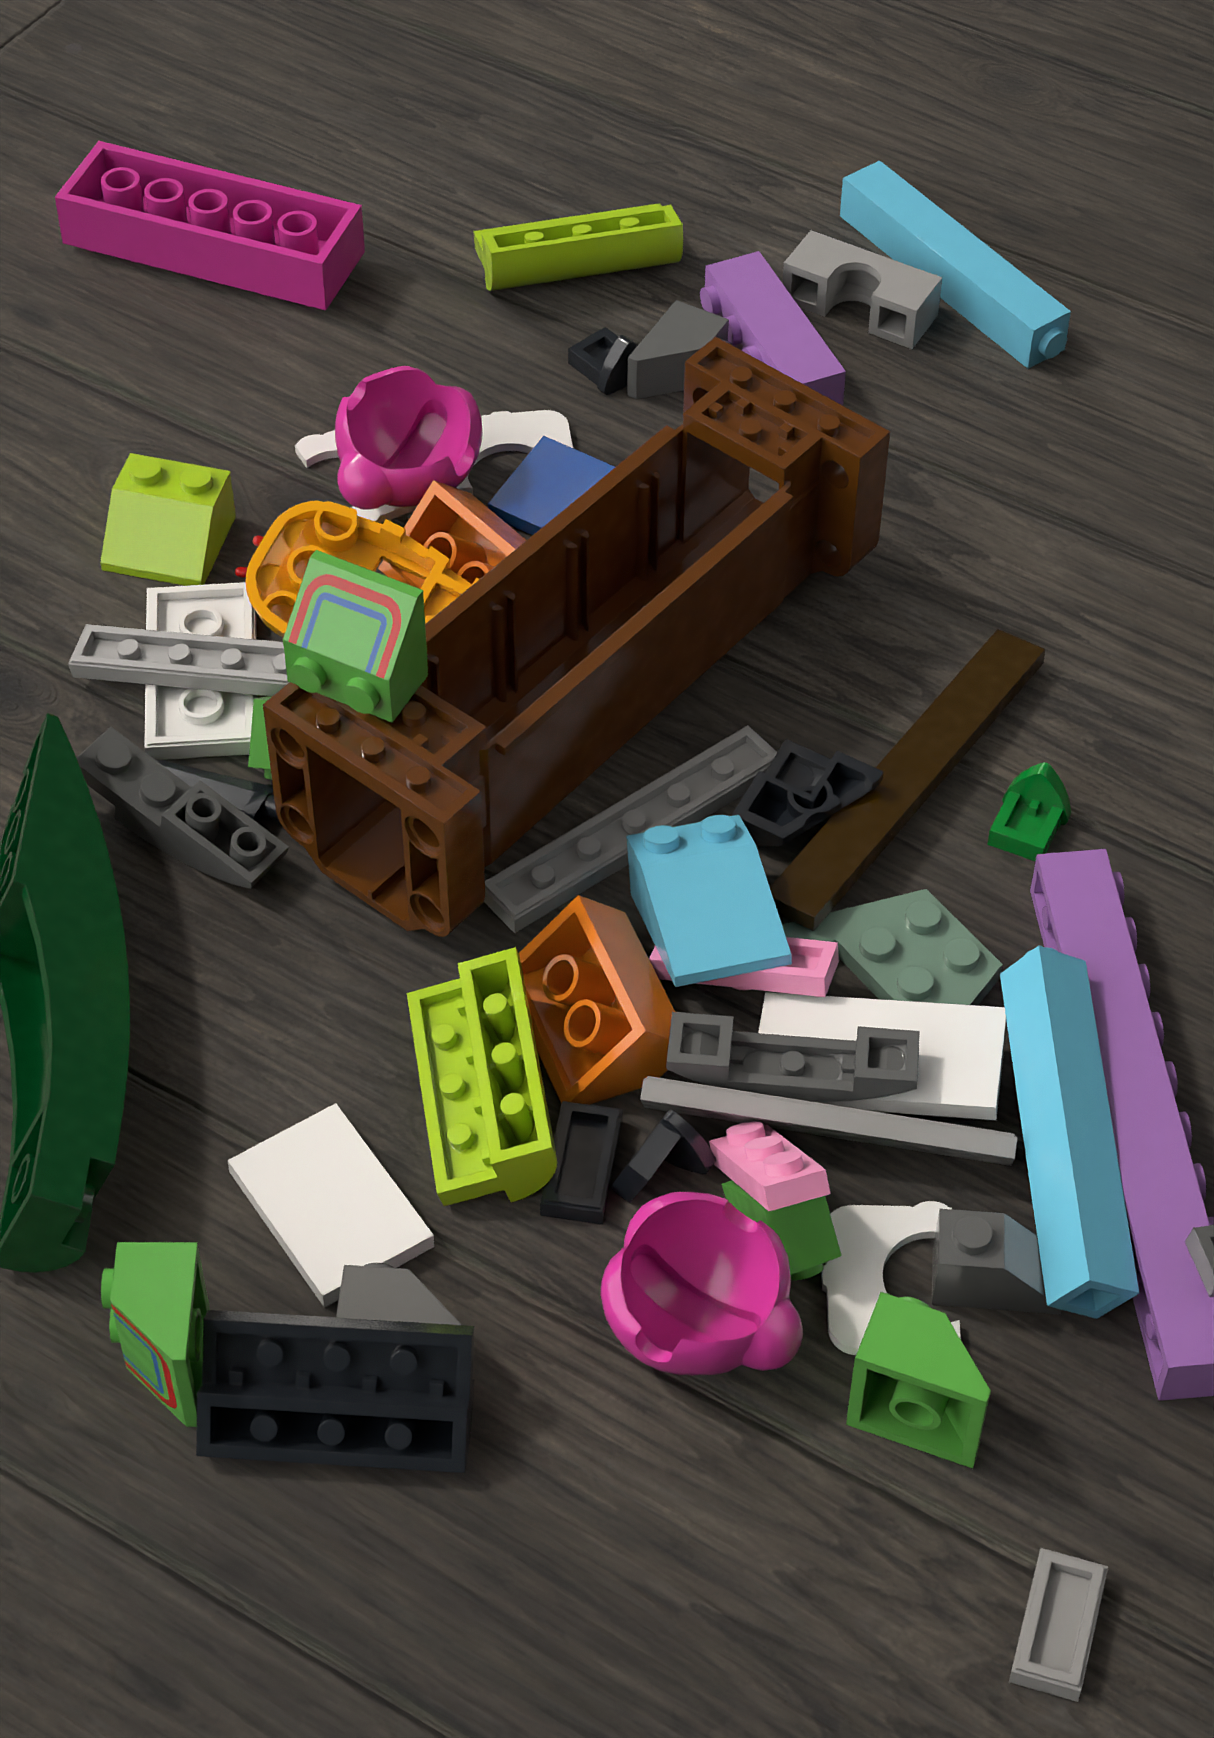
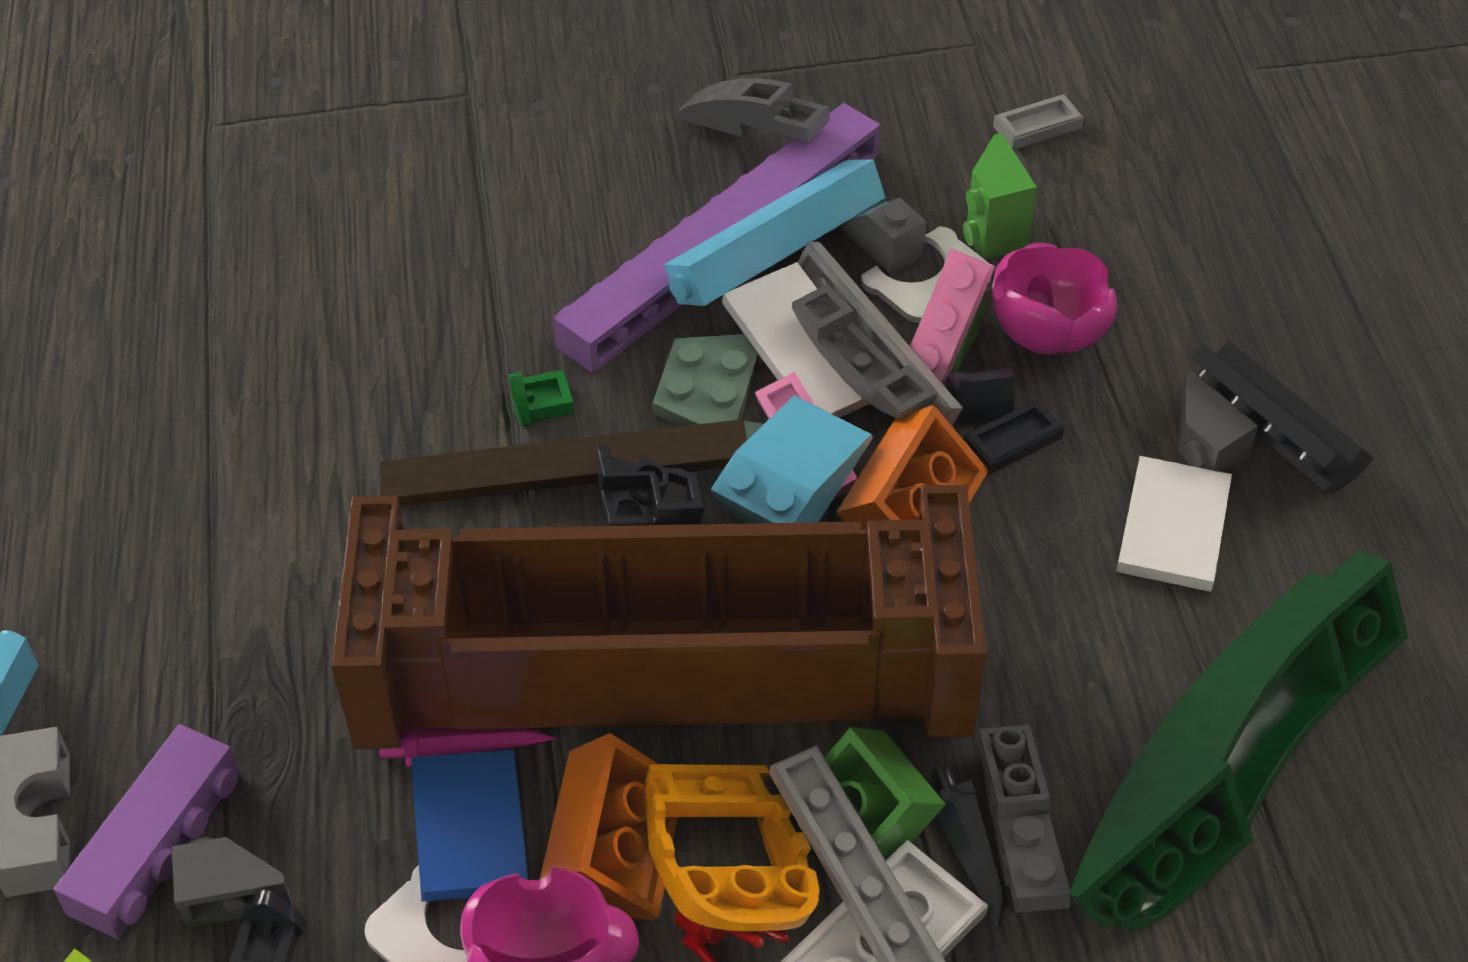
camera: 130 degrees left, 0 degrees up
(158, 1318) = (1346, 499): bright green slope -> none
(356, 637) = (905, 595): bright green slope -> none
(482, 1082) = (1033, 492): lime brick -> none

